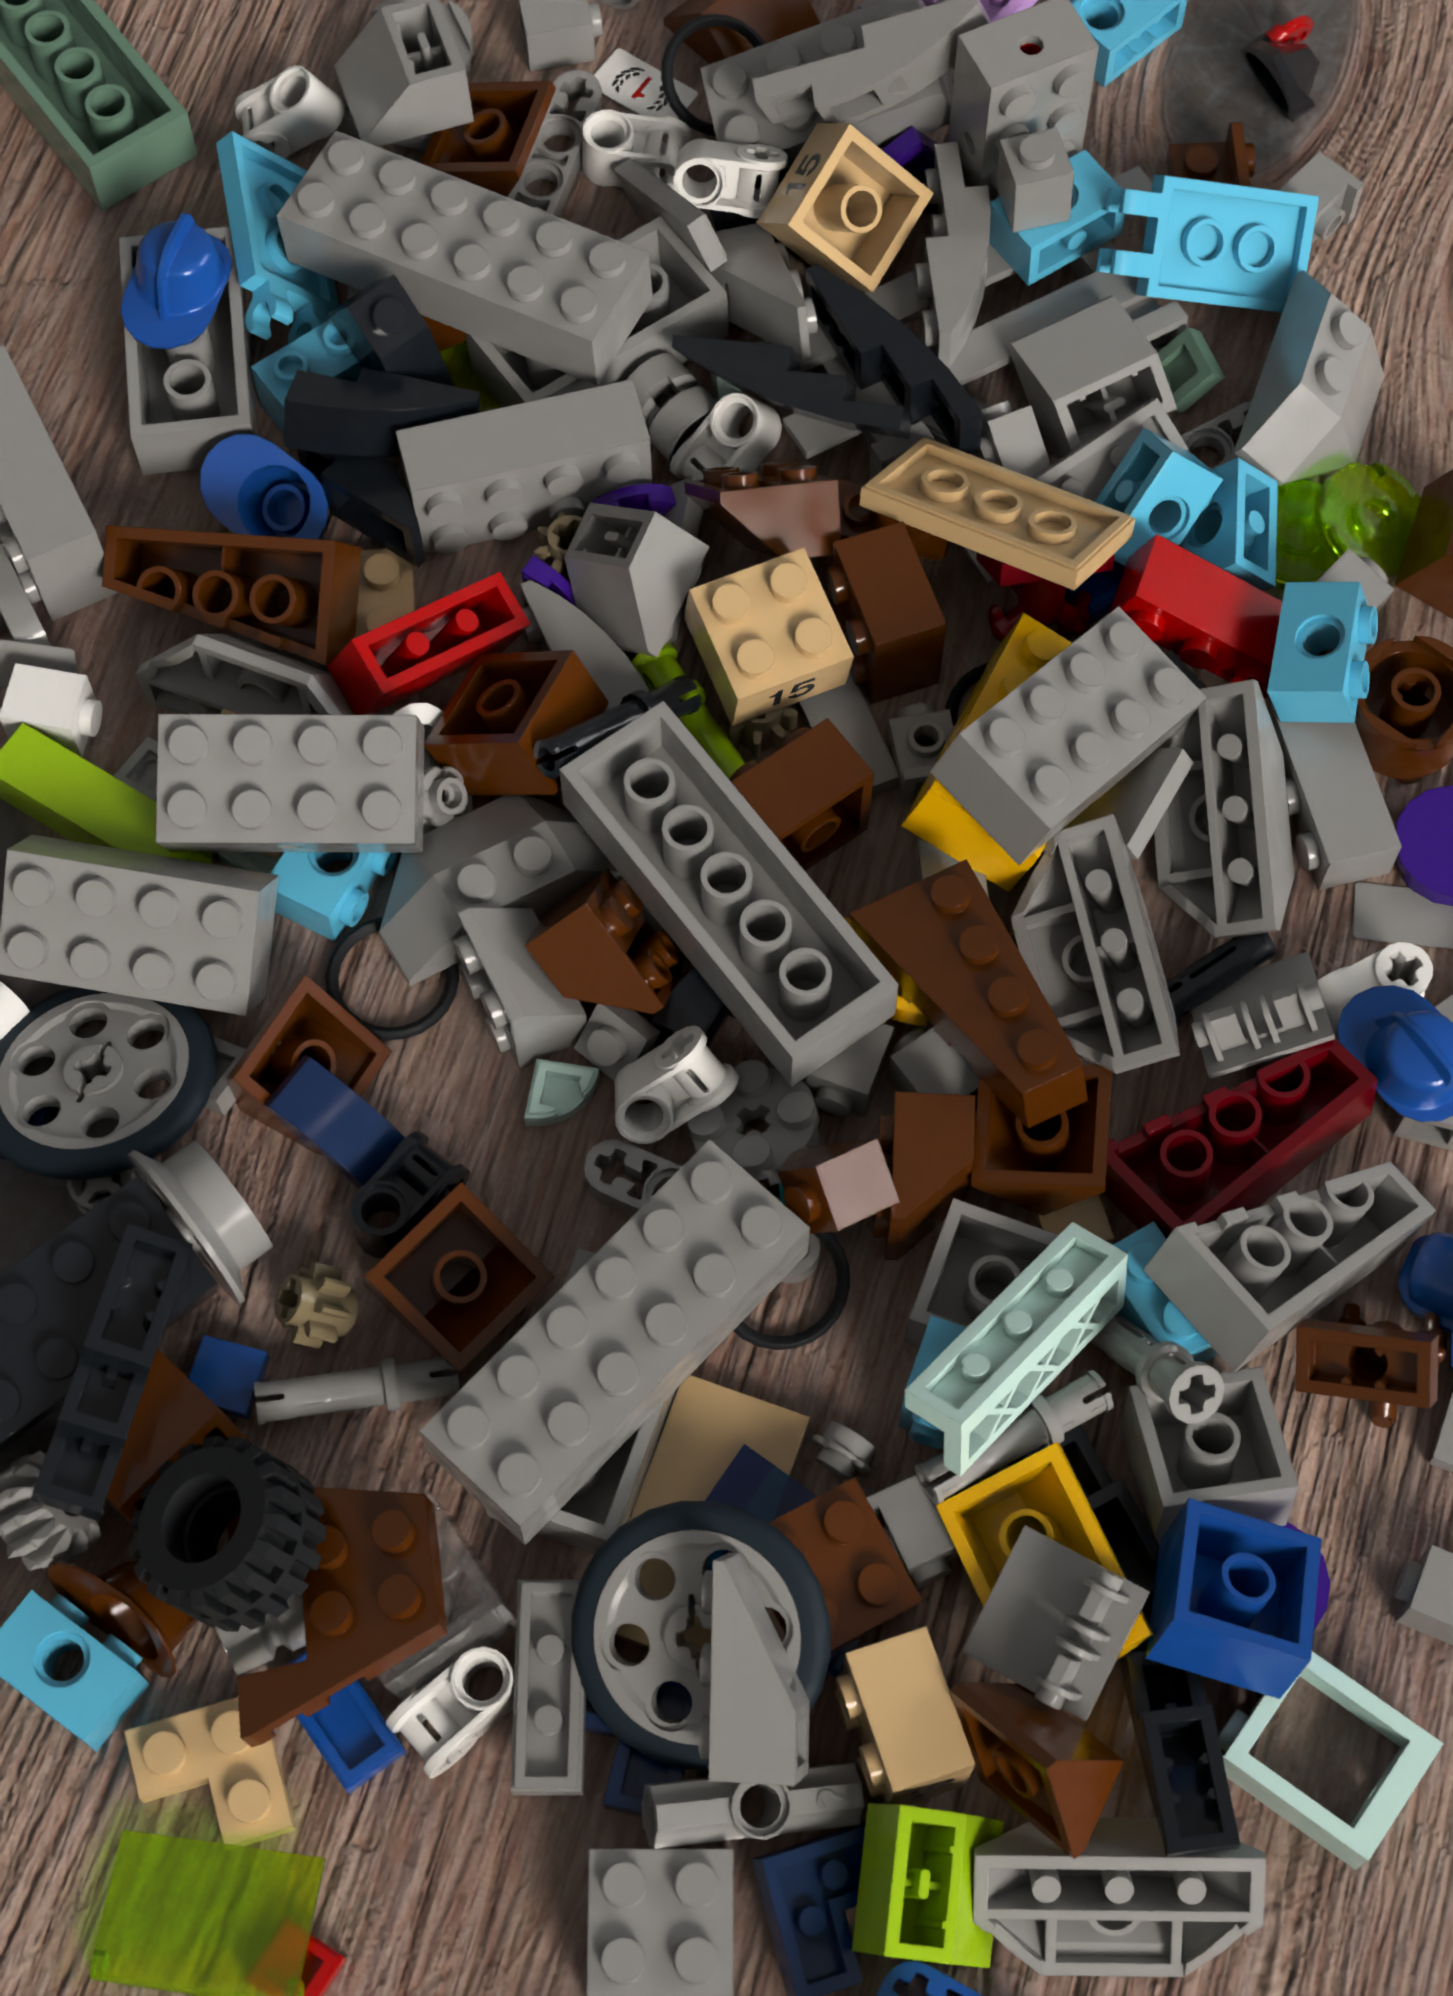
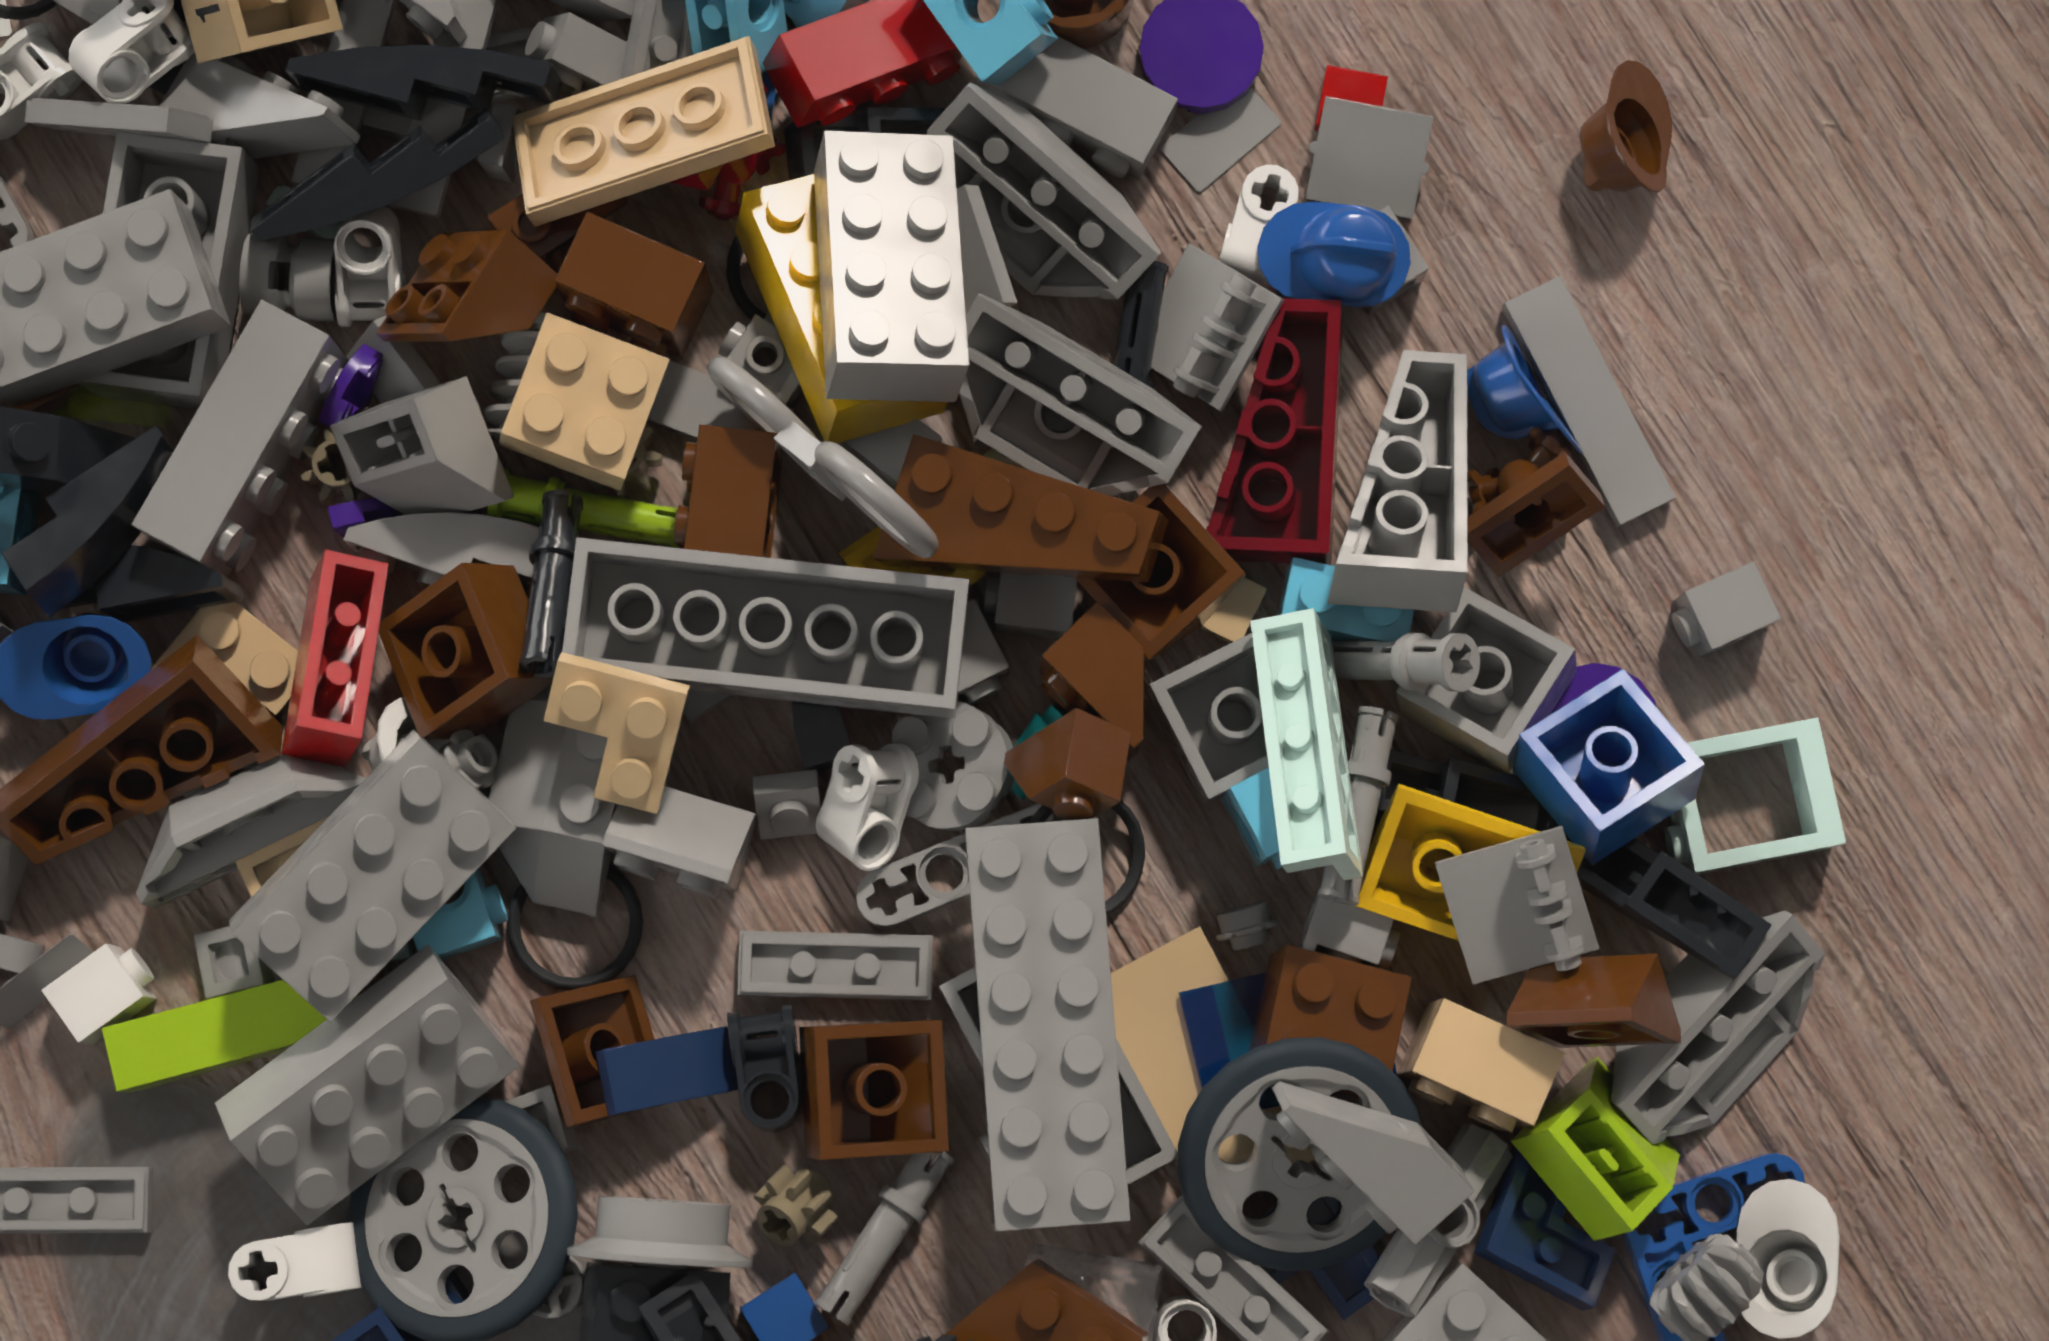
camera: 55 degrees left, 15 degrees up
(528, 1181) = (835, 965): none -> light grey tile
(559, 1091) = (783, 880): light aqua tile -> none
(572, 851) = (635, 714): none -> tan plate
(605, 949) = (730, 758): reddish brown slope -> none
(885, 811) = (824, 461): none -> light grey bar

